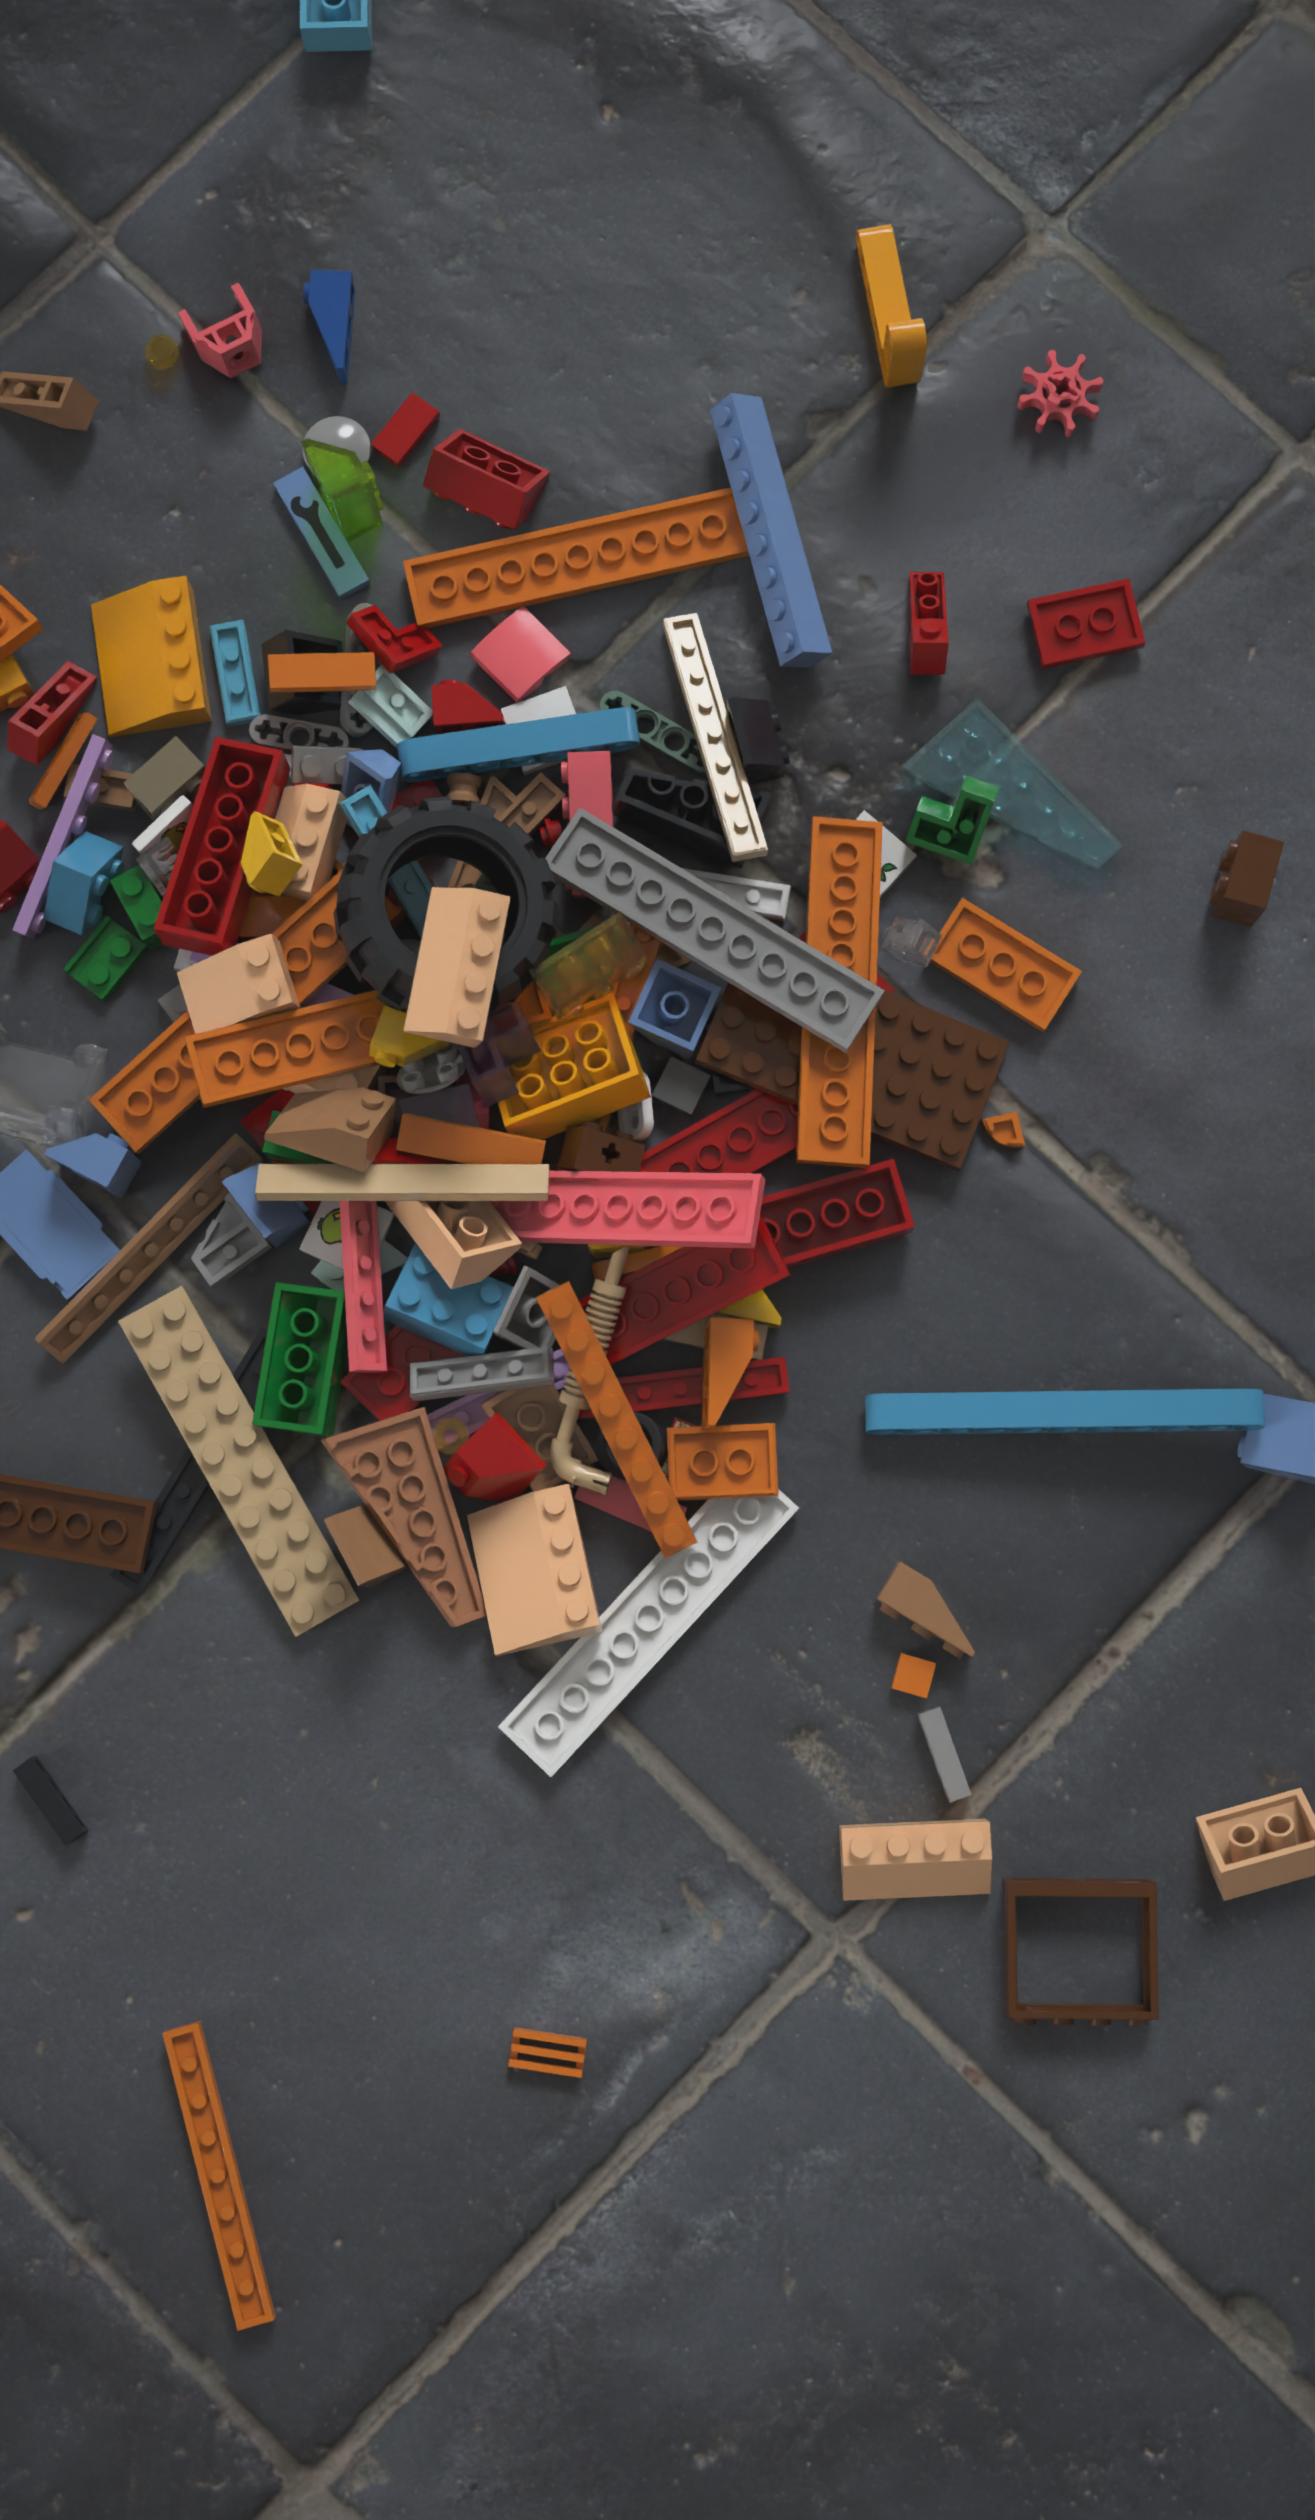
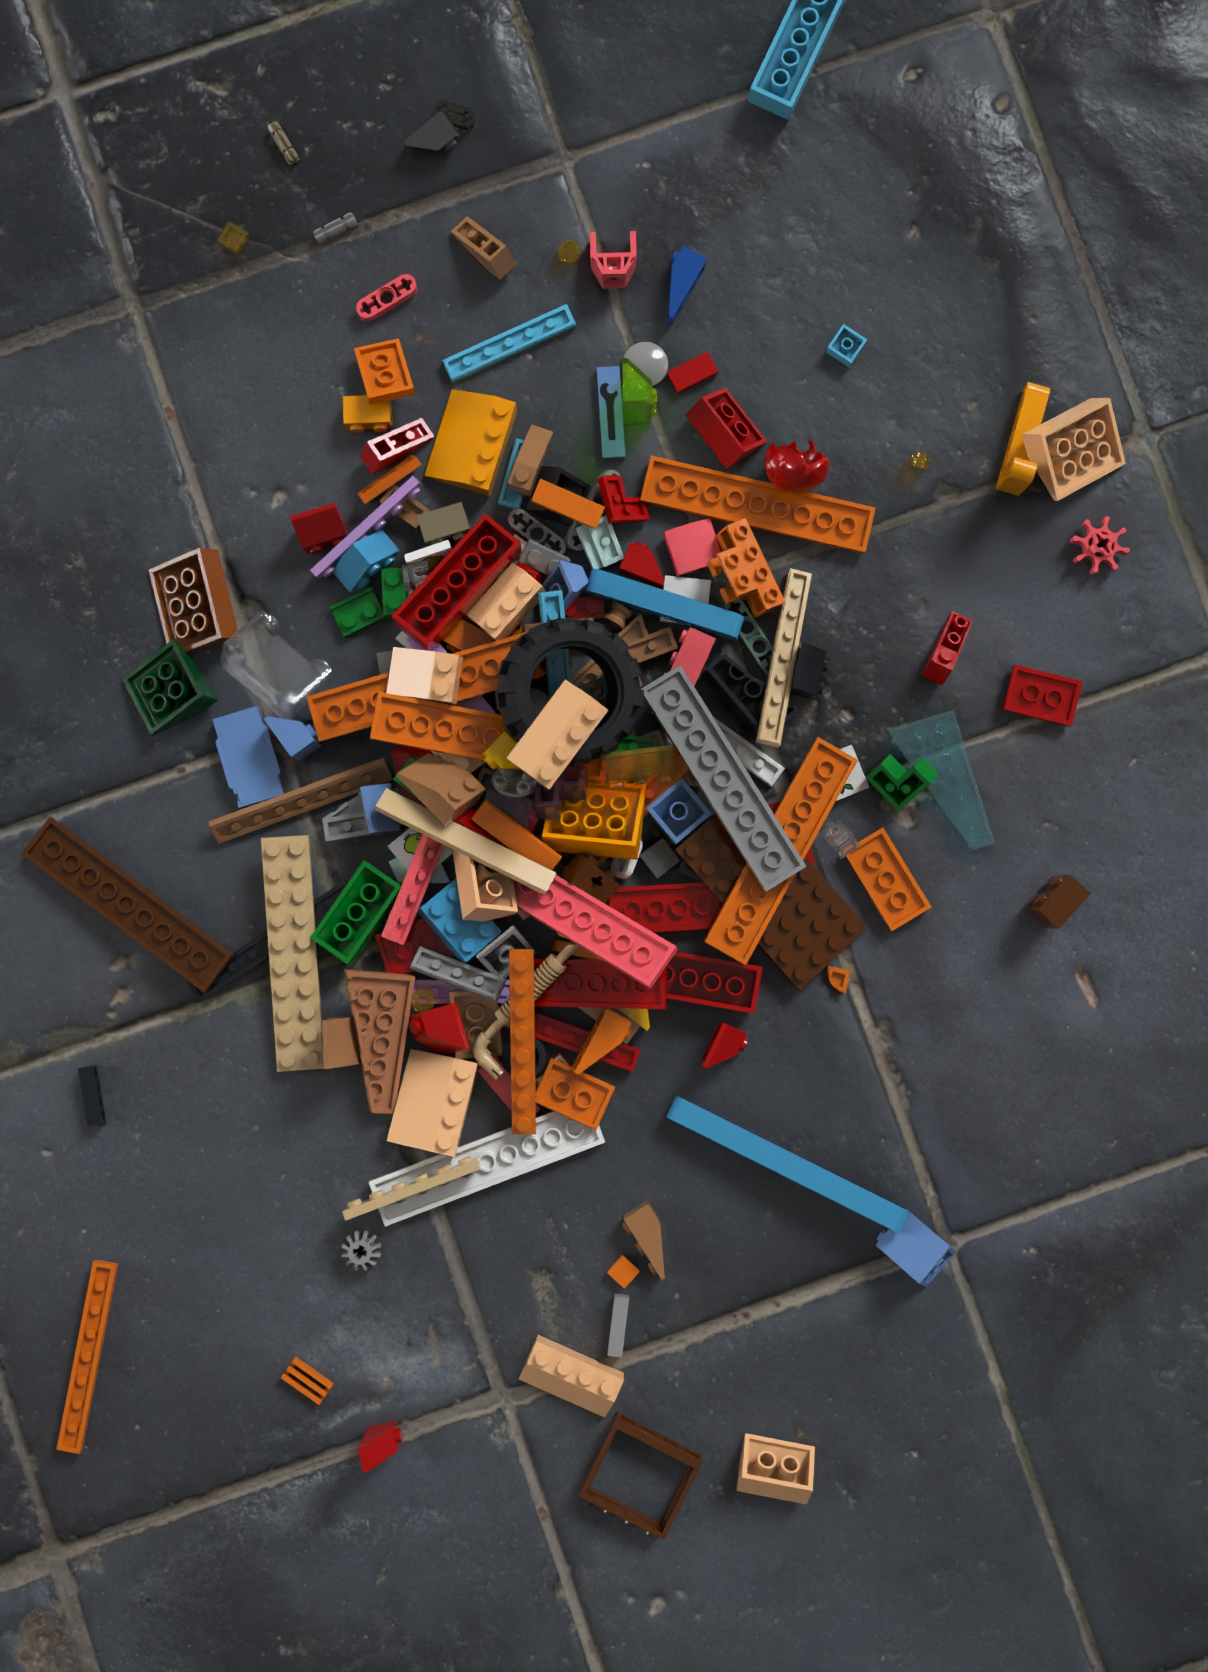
camera: 25 degrees right, 5 degrees up
(139, 508) = (509, 343): none -> medium azure tile
(242, 645) = (529, 460): none -> medium nougat slope
(269, 855) = (481, 604): yellow slope -> none
(524, 1820) = (357, 1241): none -> light grey gear
(550, 833) = (658, 668): red plate -> none
(551, 1711) = (402, 1190): none -> tan plate
(593, 298) = (846, 345): none -> medium azure piece
(606, 486) = (796, 469): none -> red piece
(607, 646) = (745, 570): none -> orange piece
(693, 2084) = (379, 1444): none -> red slope
(769, 395) = (920, 460): none -> clear yellow plate
(770, 531) = (881, 545): medium blue brick -> none
(895, 1290) = (724, 1044): none -> red slope
(963, 280) = (1075, 447): none -> light nougat slope

